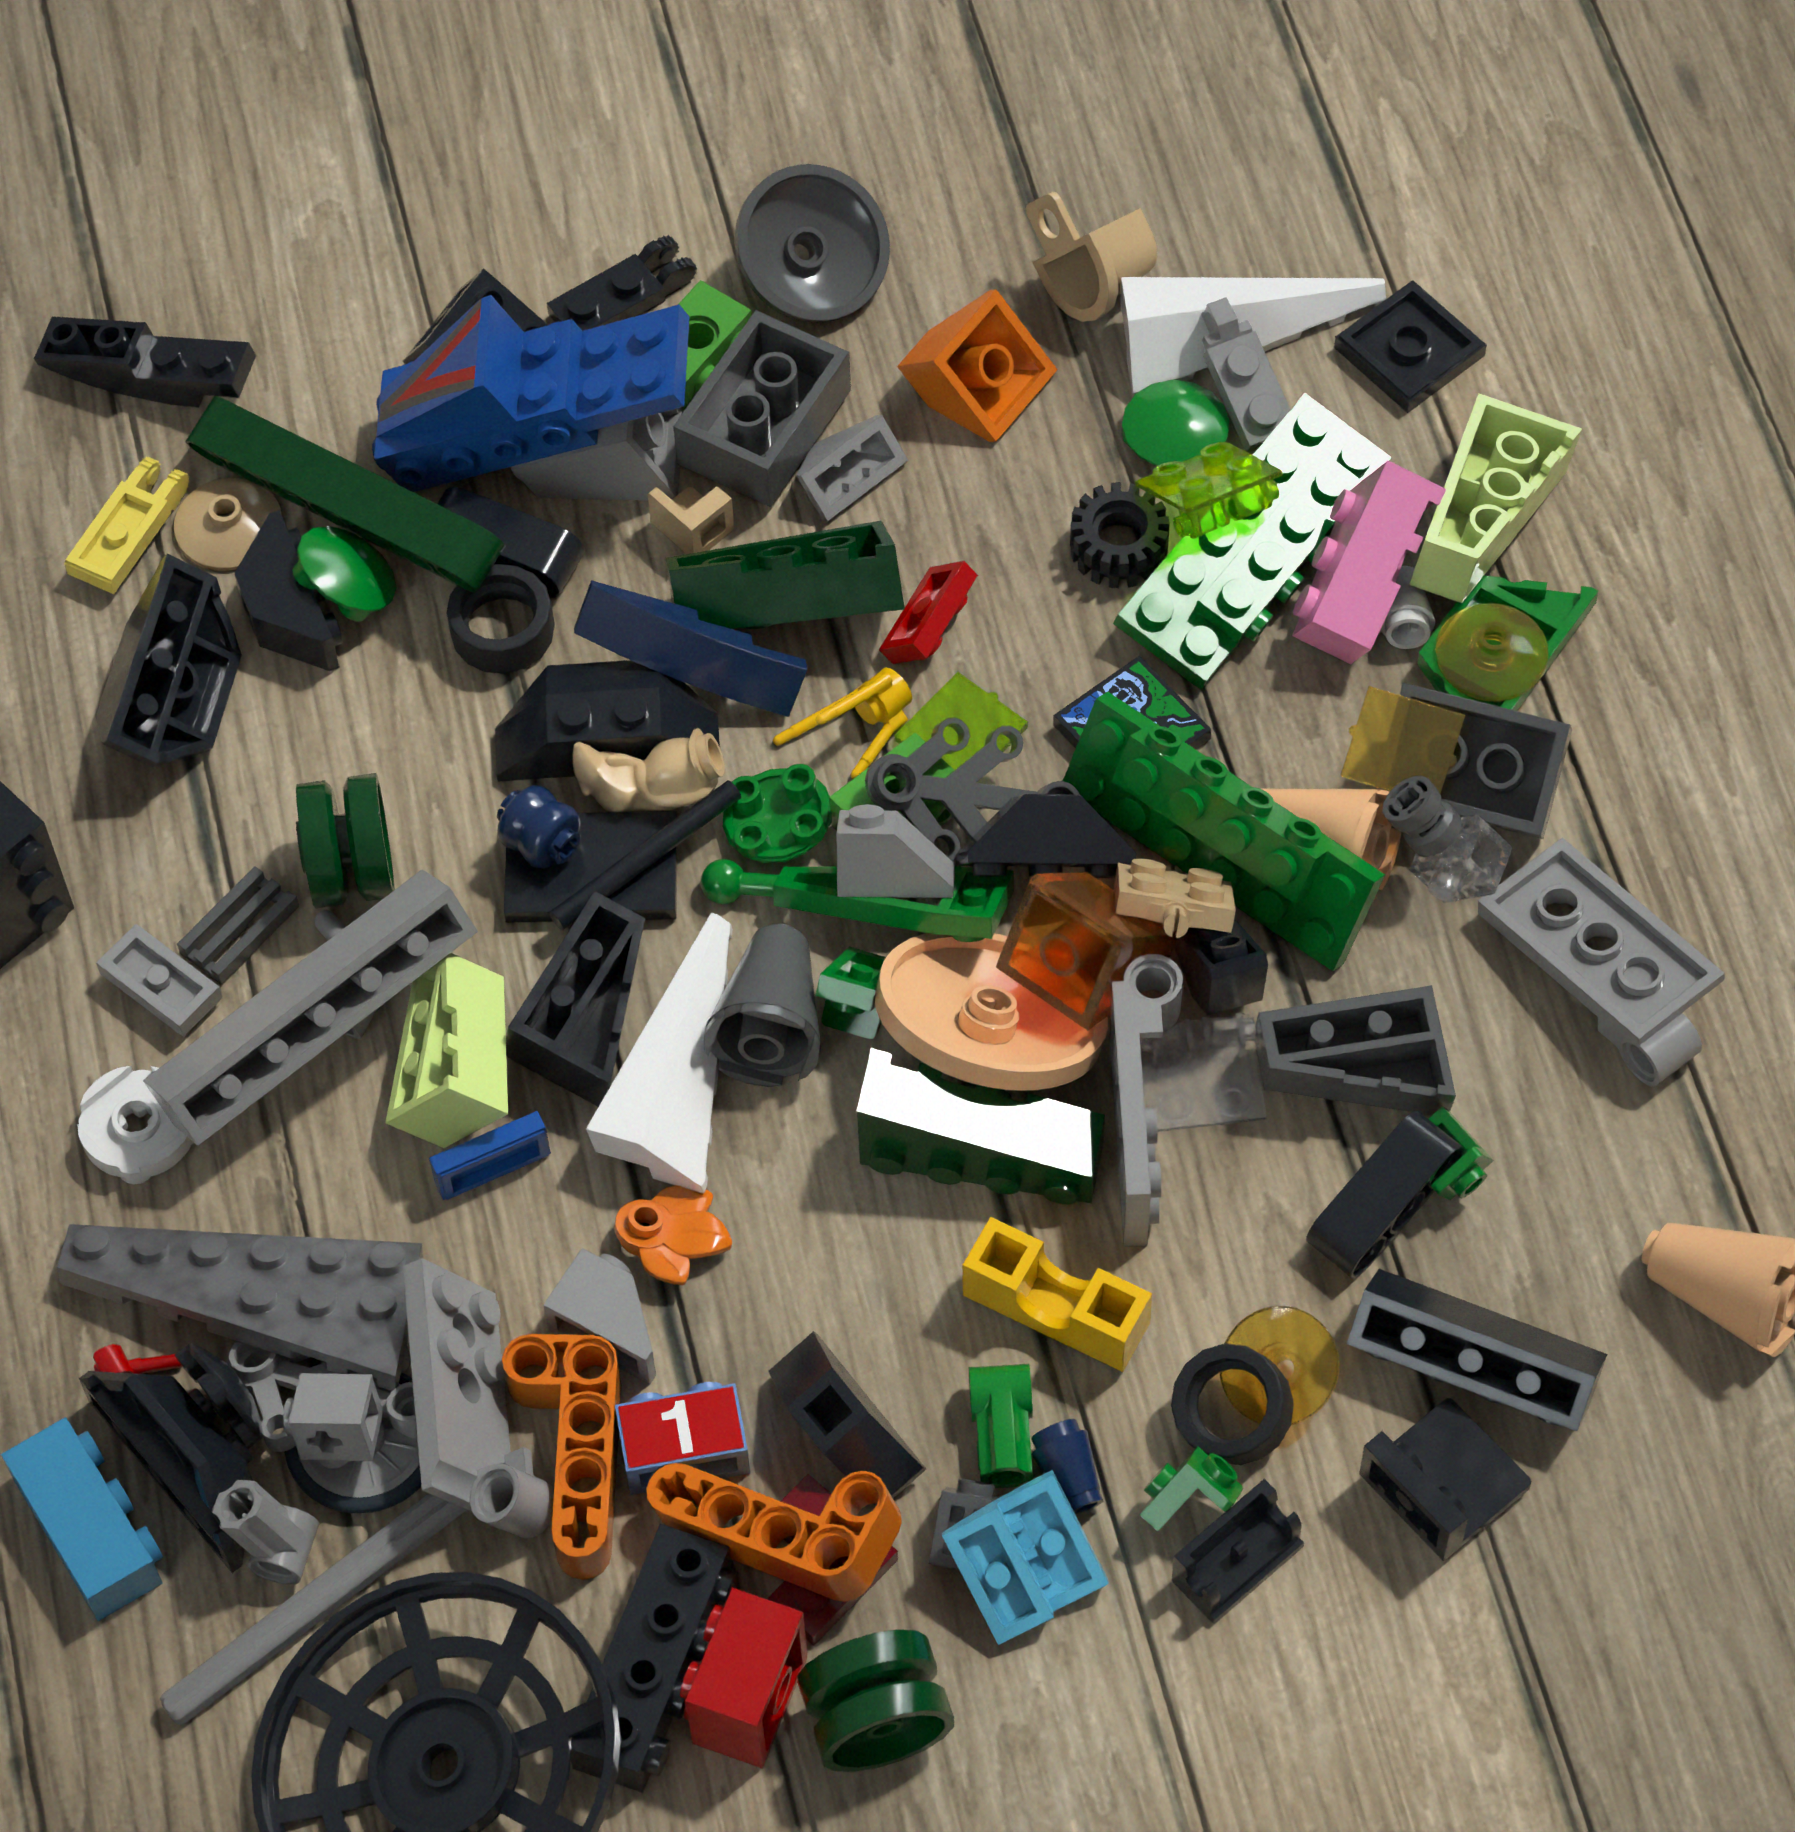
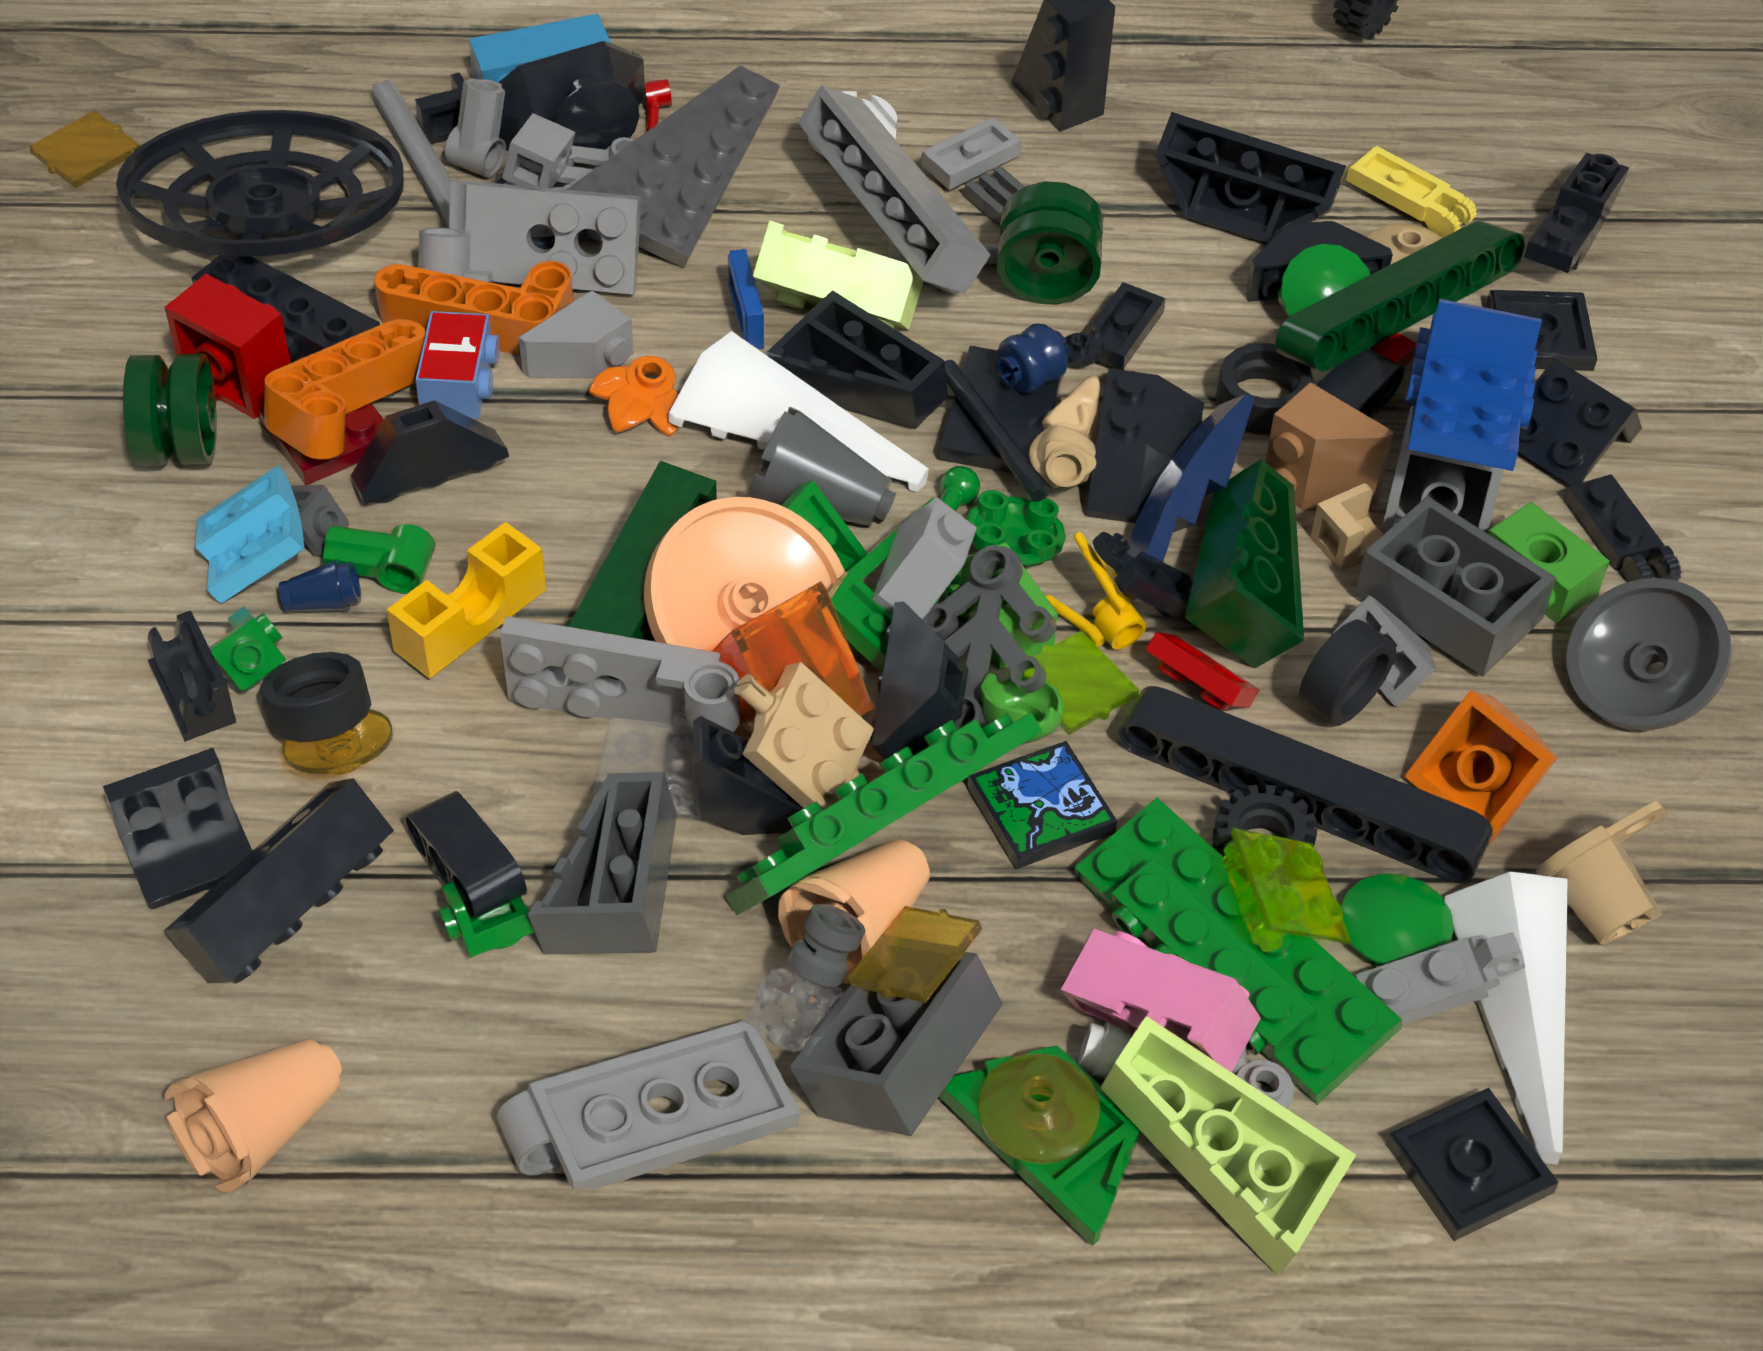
camera: 100 degrees right, 10 degrees down
(208, 1589) = (440, 112): none -> black bracket
(326, 385) = (1564, 325): none -> black tile
(439, 773) = (1117, 329): none -> black hinge
(611, 533) = (1327, 447): none -> medium nougat slope
(839, 662) = (1145, 577): none -> black hinge
(914, 478) = (1347, 672): none -> black tyre
(1043, 515) = (1341, 795): none -> black beam
(1043, 757) = (1005, 697): none -> bright green hair

